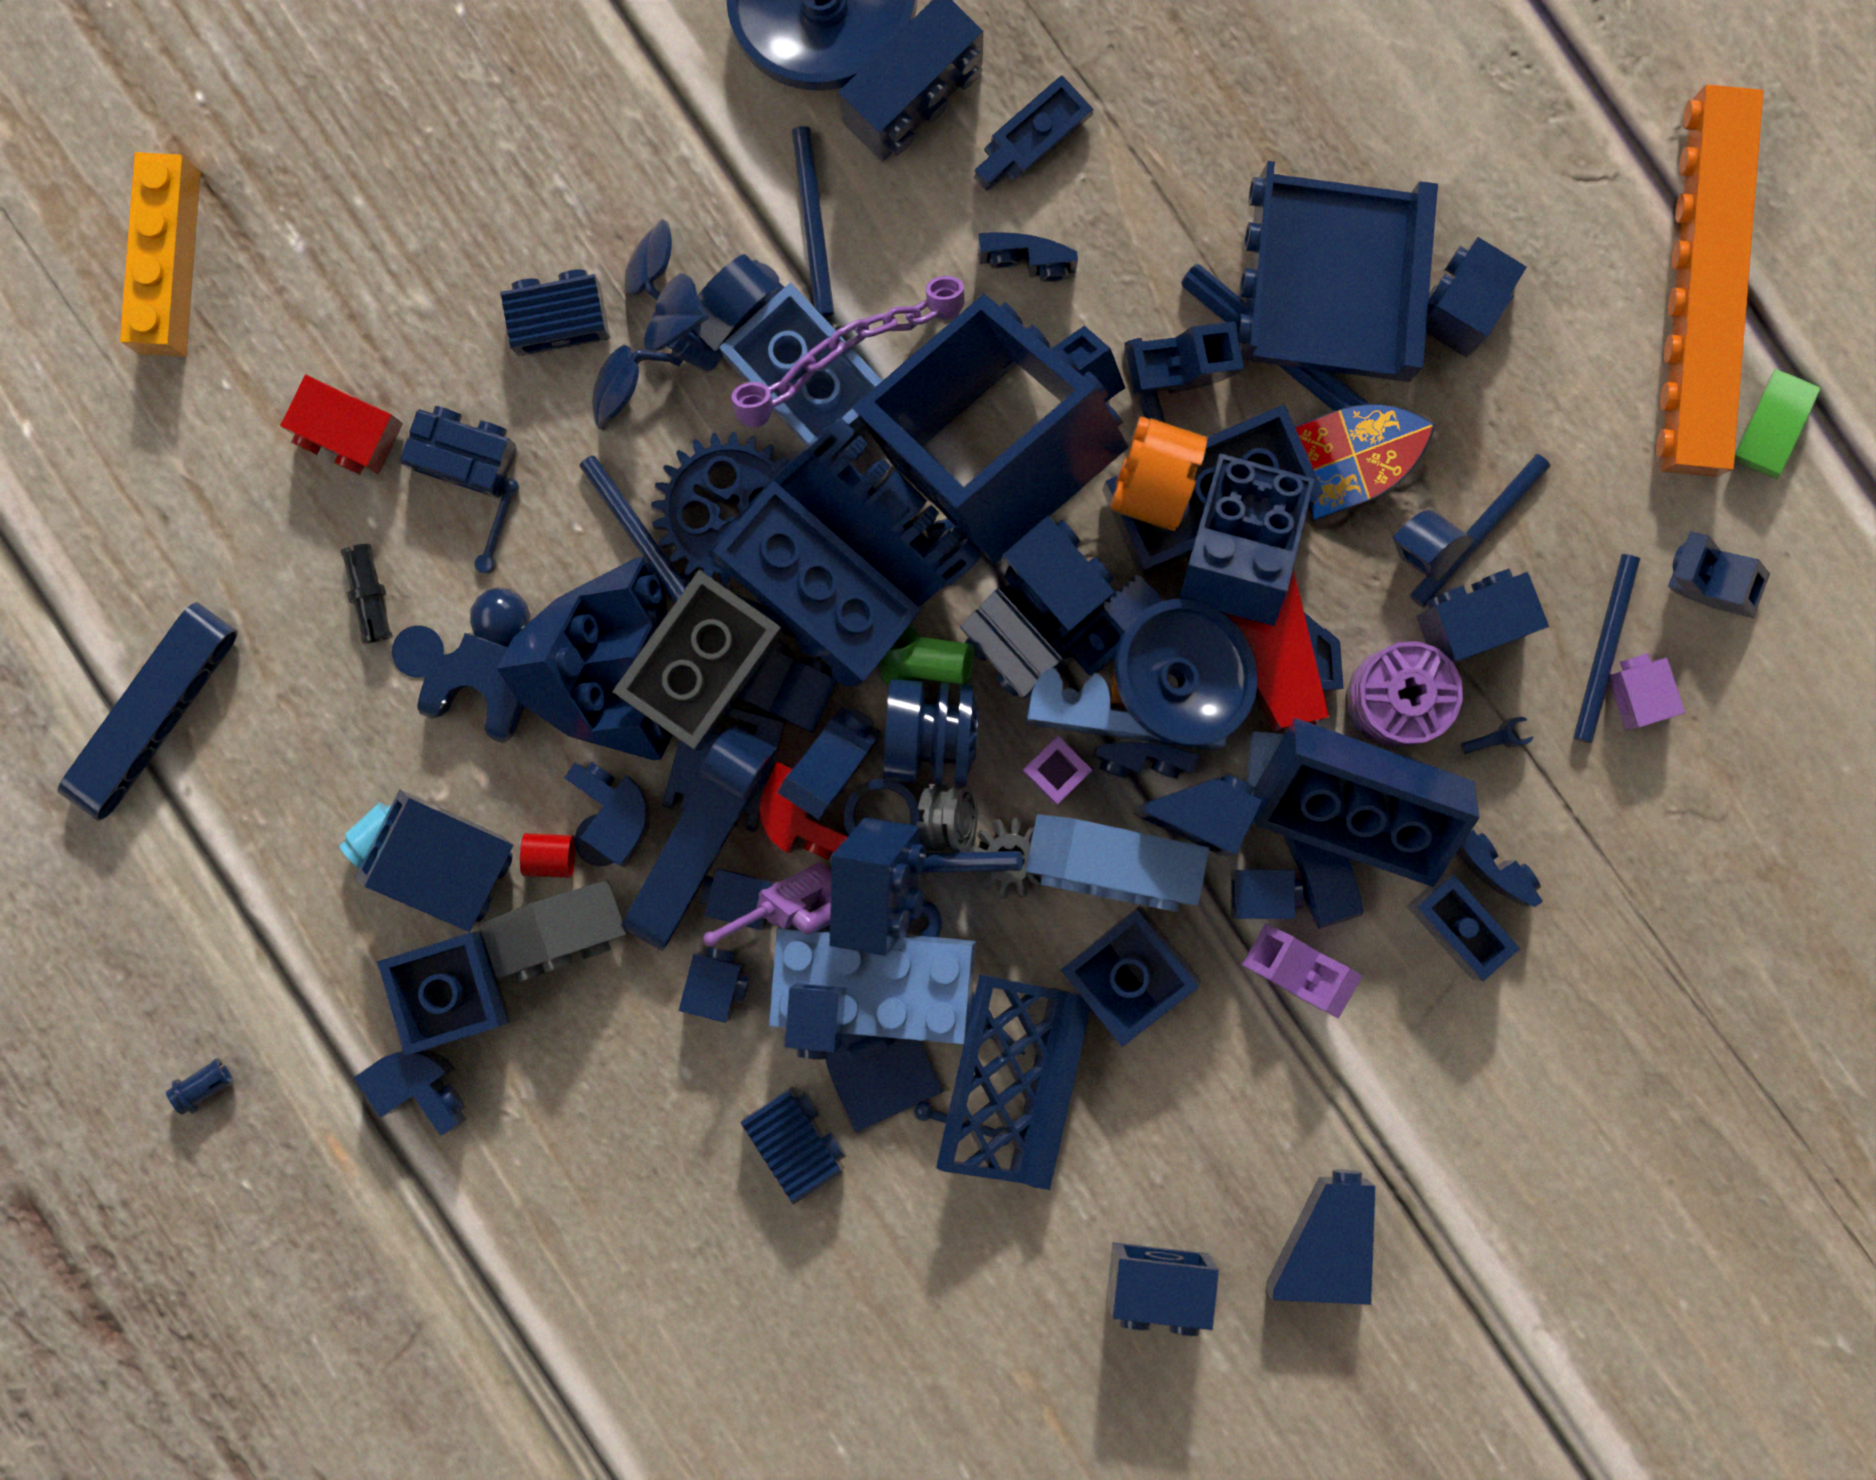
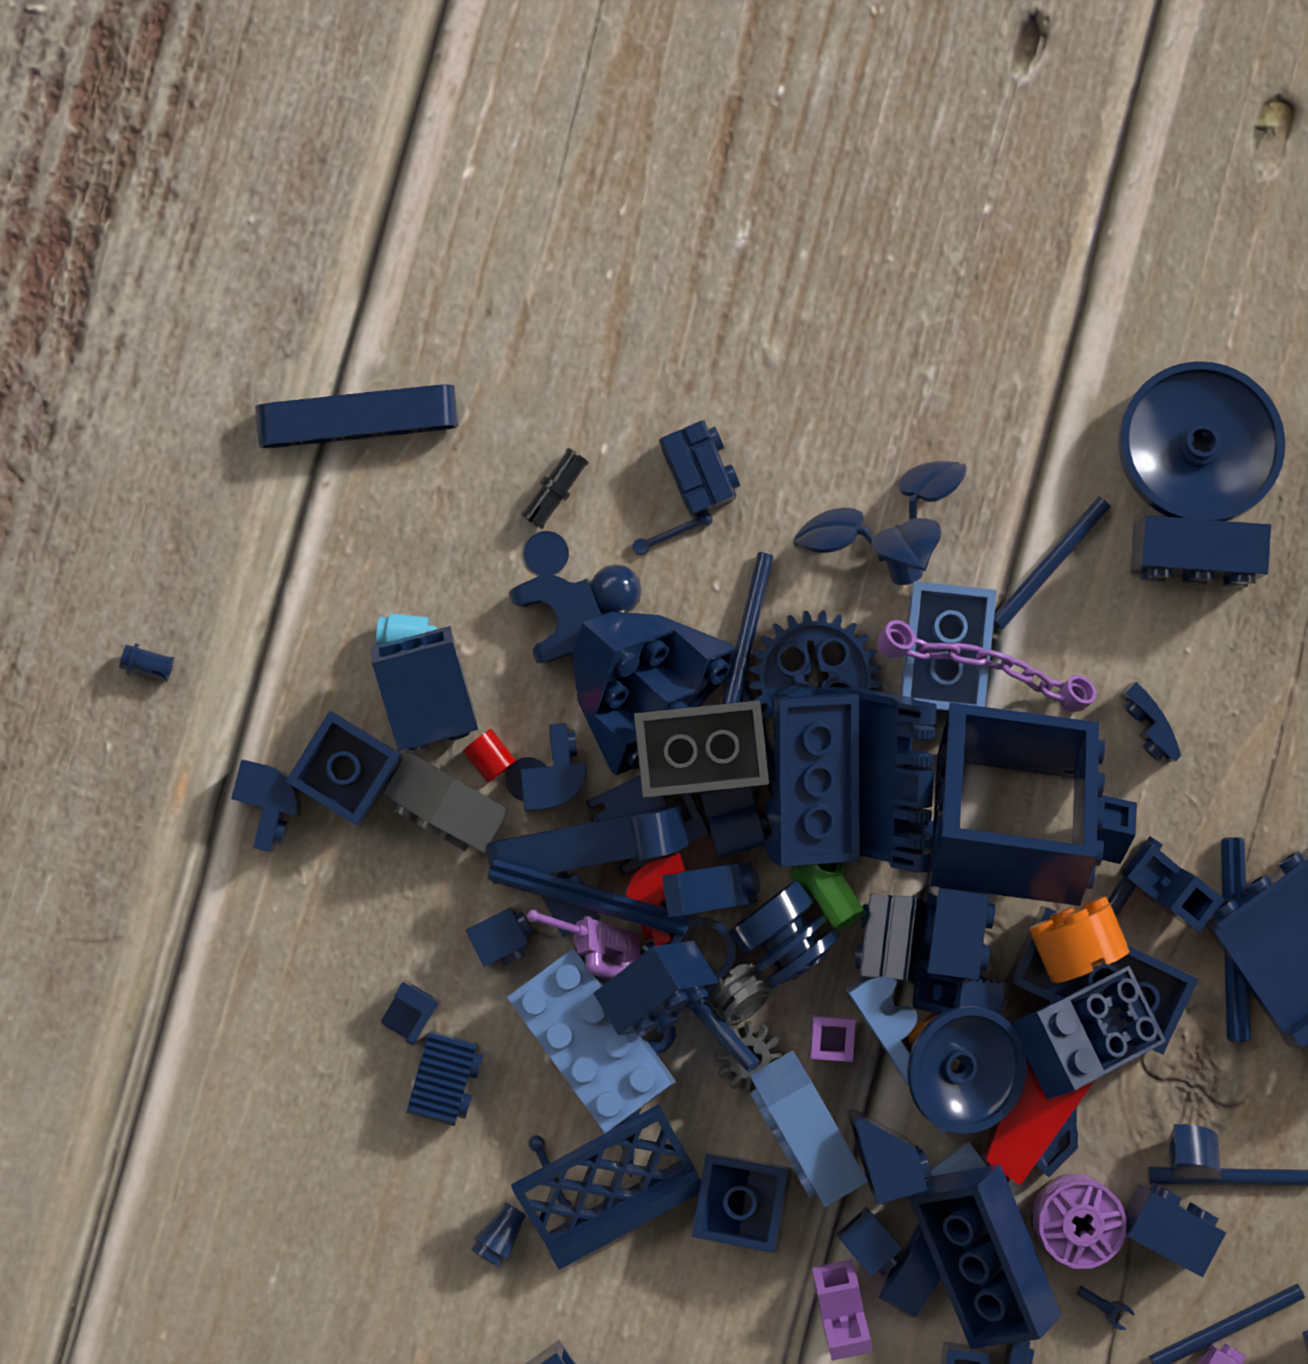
camera: 40 degrees right, 0 degrees up
(160, 254) = (656, 162): light orange brick -> none
(340, 424) = (649, 378): red brick -> none
(554, 313) = (843, 450): dark blue brick -> none
(710, 1122) = (410, 1011): none -> dark blue panel
(735, 297) = (959, 563): dark blue brick -> none
(743, 877) = (587, 897): none -> dark blue axle
(814, 1019) = (538, 1025): dark blue brick -> none
(880, 1077) = (534, 1093): dark blue shield -> none
(974, 1215) = (499, 1235): none -> dark blue cone
(1033, 133) = (1235, 656): dark blue hinge -> none
(1130, 756) = (883, 1078): dark blue slope -> none
(1362, 452) = (1213, 1055): shield -> none

